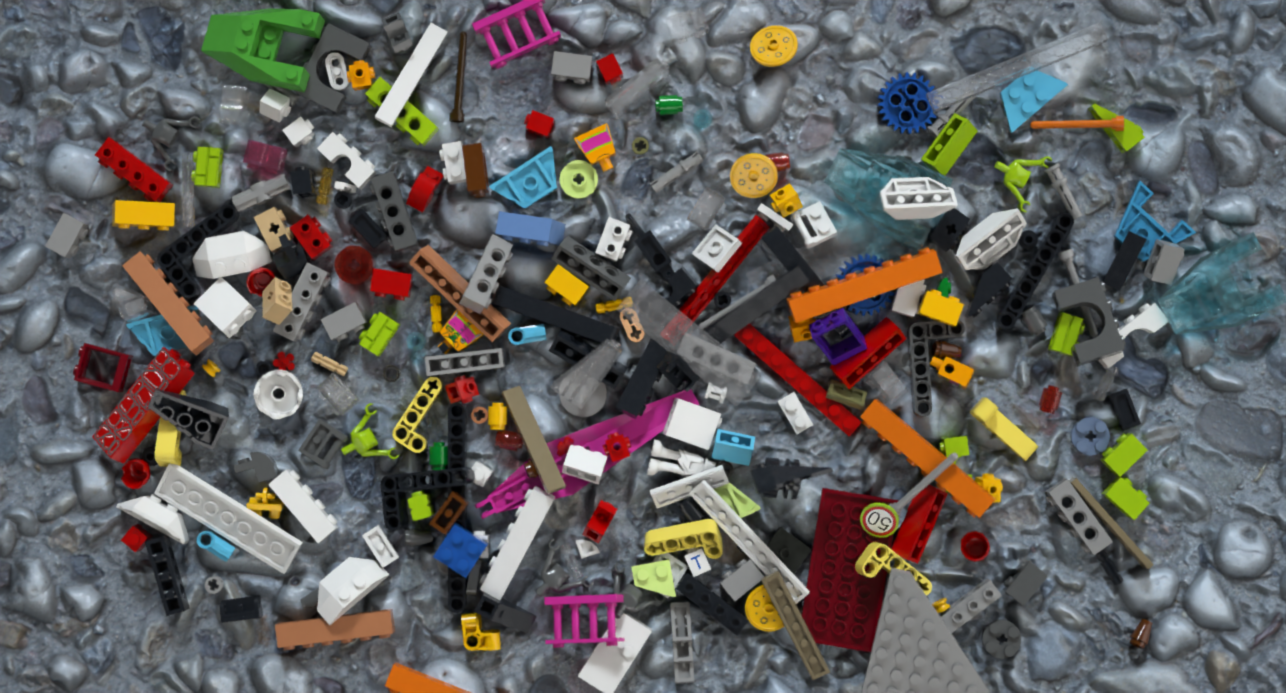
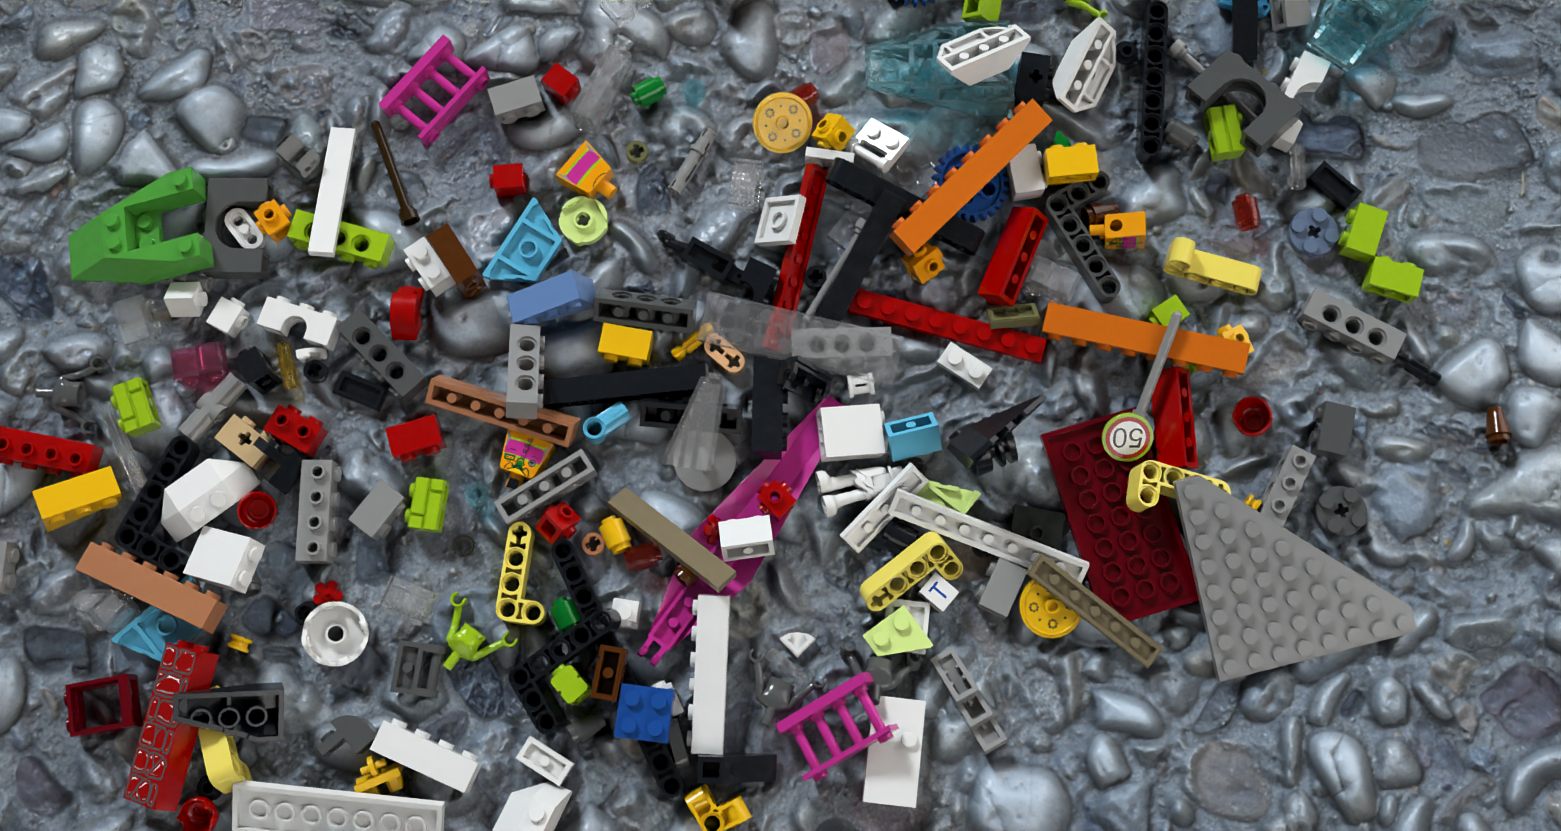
camera: 25 degrees left, 10 degrees down
(277, 301) = (284, 521): tan brick -> none
(329, 364) = (383, 569): tan axle -> none
(347, 257) = (350, 431): clear red brick -> none
(436, 315) = (486, 450): yellow axle -> none
(599, 521) = (797, 599): red brick -> none
(613, 239) = (655, 267): white brick -> none
(712, 603) = (981, 634): black brick -> none
(837, 352) = (979, 270): dark purple window -> none
(988, 284) = (1107, 121): black slope -> none
(1111, 524) = (1398, 319): dark tan tile -> none

